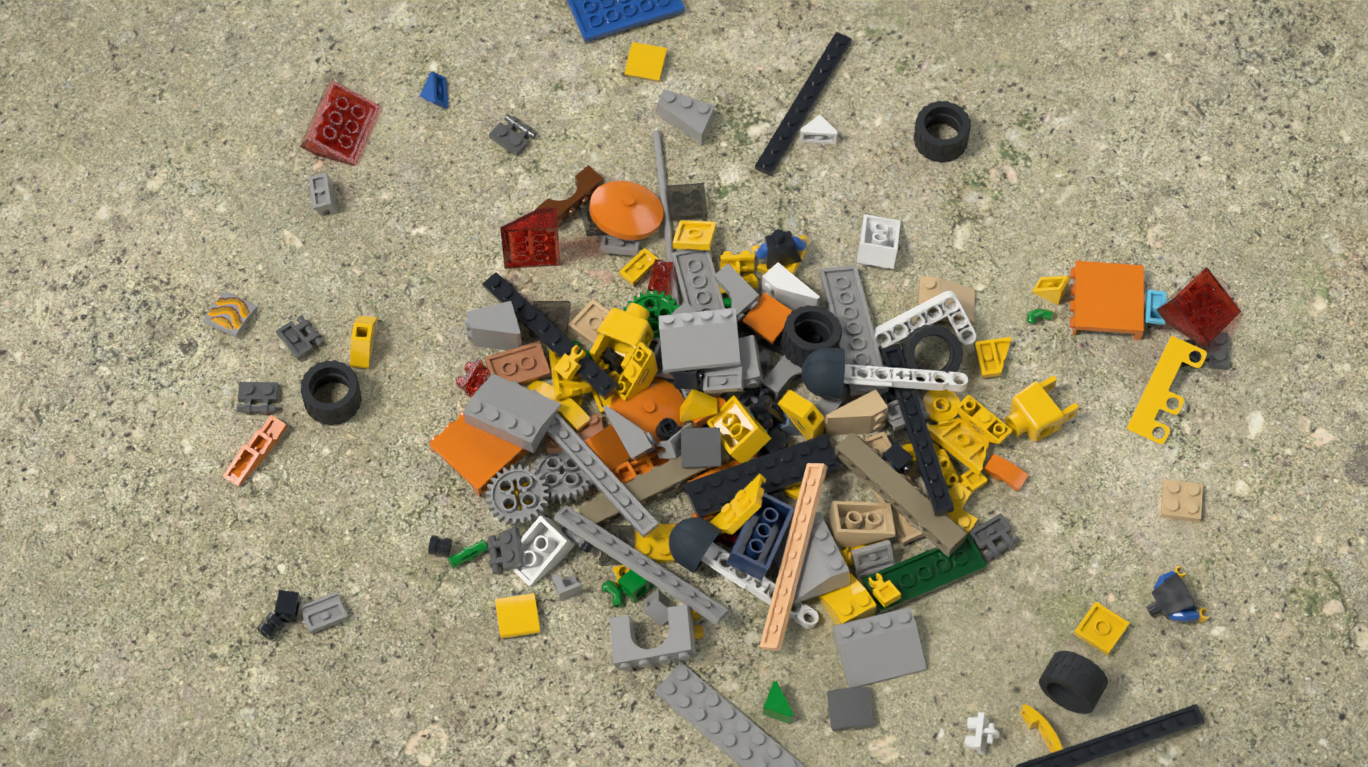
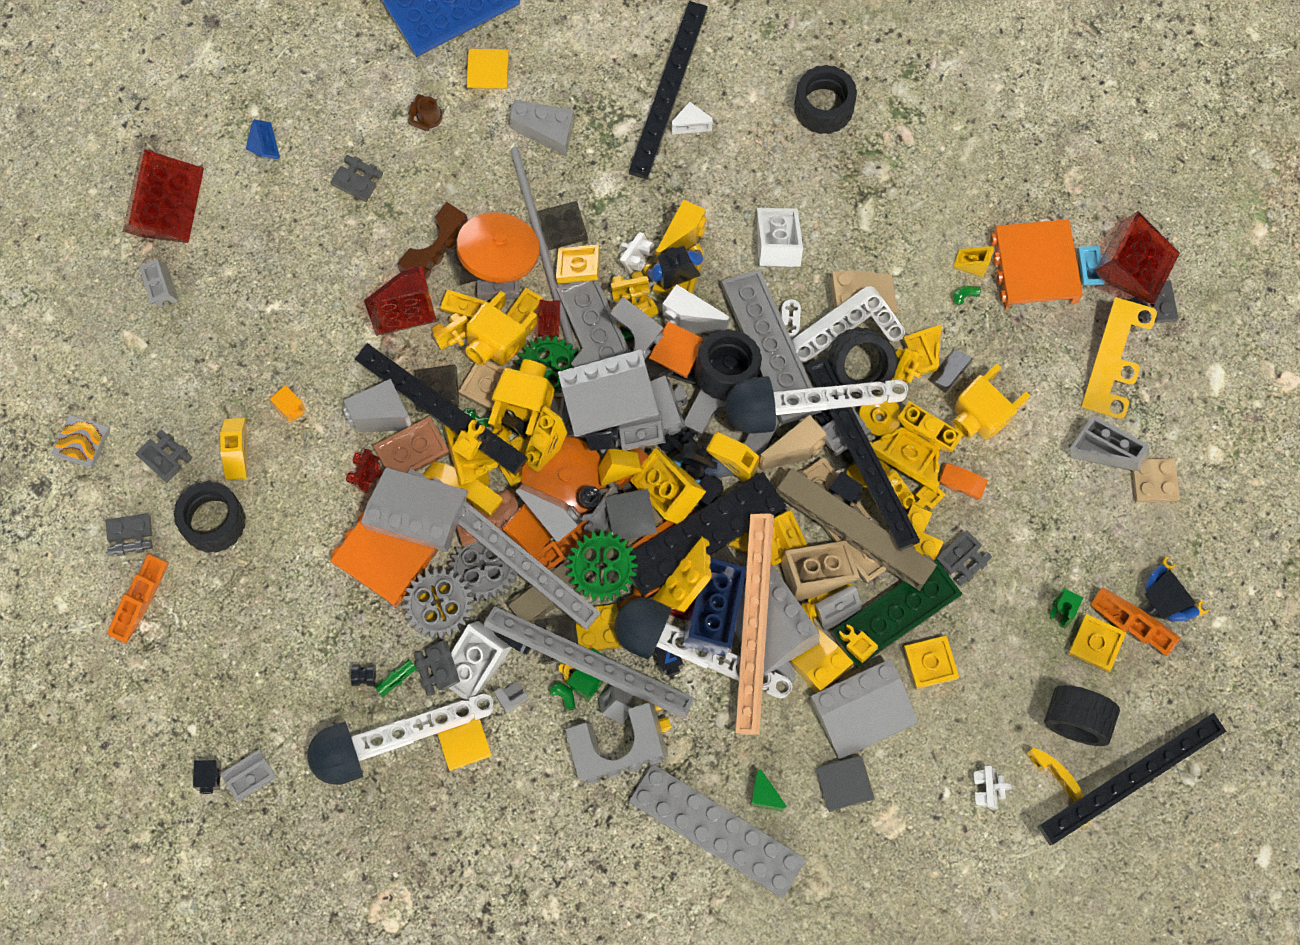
camera: 10 degrees left, 10 degrees up
(270, 626) = (190, 808): black wheel -> none
(404, 604) = (336, 755): none -> piece
(416, 311) = (288, 404): none -> light orange brick
(572, 275) = (451, 333): none -> yellow hips
(586, 89) = (427, 113): none -> reddish brown piece
(586, 255) = (460, 304): none -> yellow plate
(611, 281) = (495, 334): none -> yellow piece
(685, 487) = (582, 566): none -> green gear
(712, 580) = (668, 662): none -> black brick
(745, 234) = (634, 251): none -> white hips
(796, 217) = (685, 228): none -> yellow slope
(815, 604) = (786, 671): none -> light grey slope
(835, 488) = (785, 536): none -> yellow slope
(879, 313) = (795, 319): none -> white beam
(947, 619) = (931, 662): none -> yellow plate
(972, 365) = (907, 366): none -> yellow hips
(1013, 378) = (951, 370): none -> slope
(1078, 590) = (1067, 604): none -> green hinge
(1139, 614) = (1135, 620): none -> orange slope
(1143, 461) = (1109, 446): none -> light grey wedge

